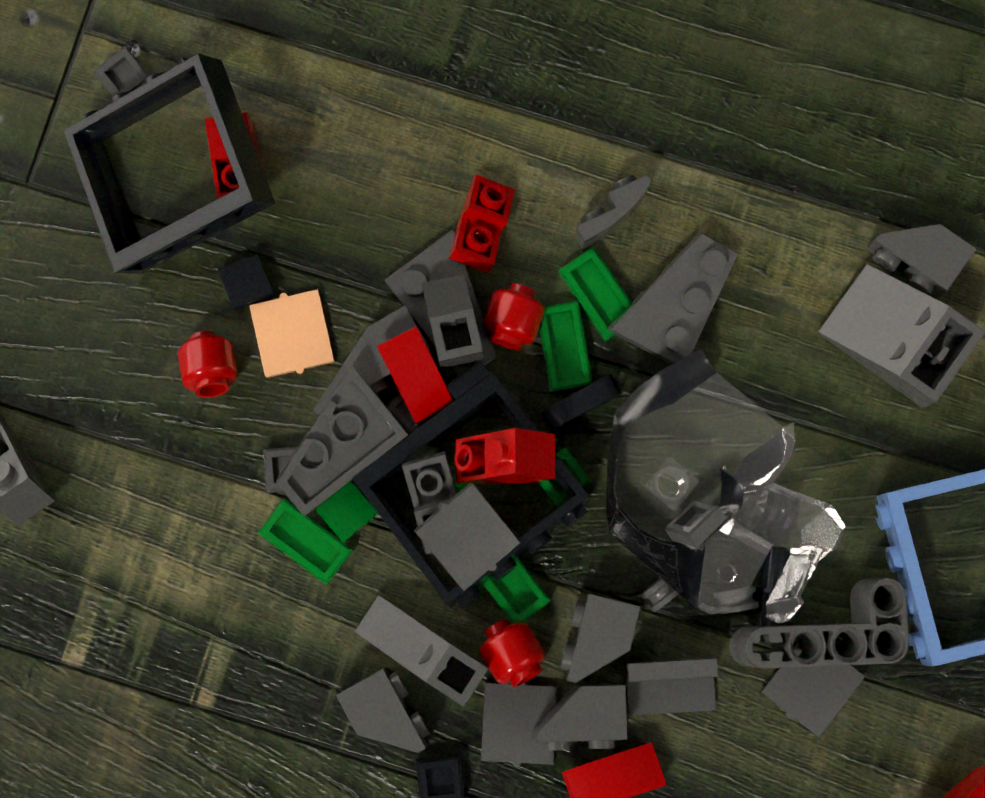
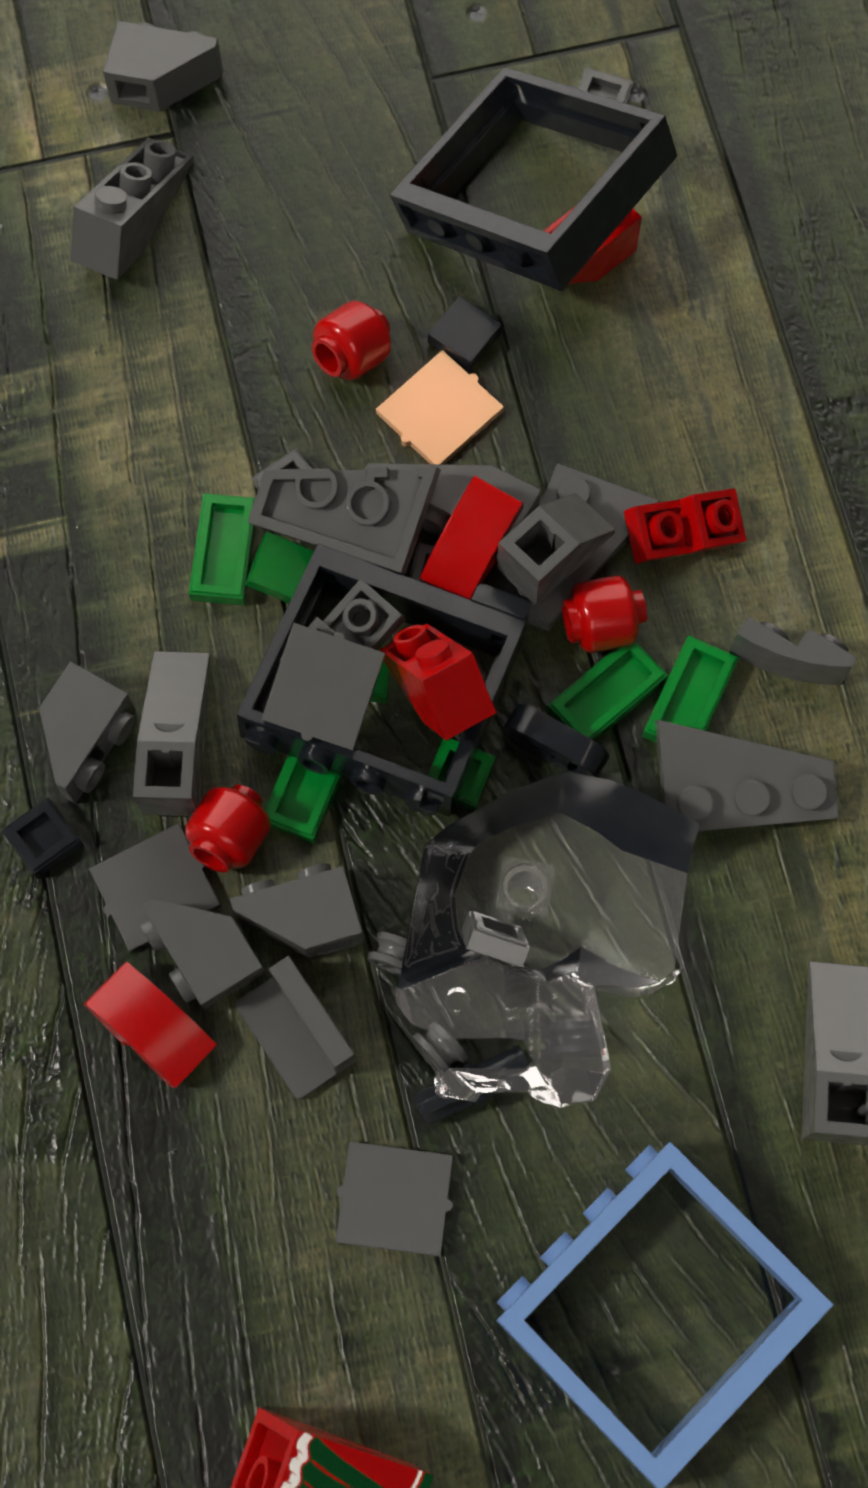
camera: 60 degrees right, 10 degrees down
(819, 639) = (451, 1161): dark grey beam -> none

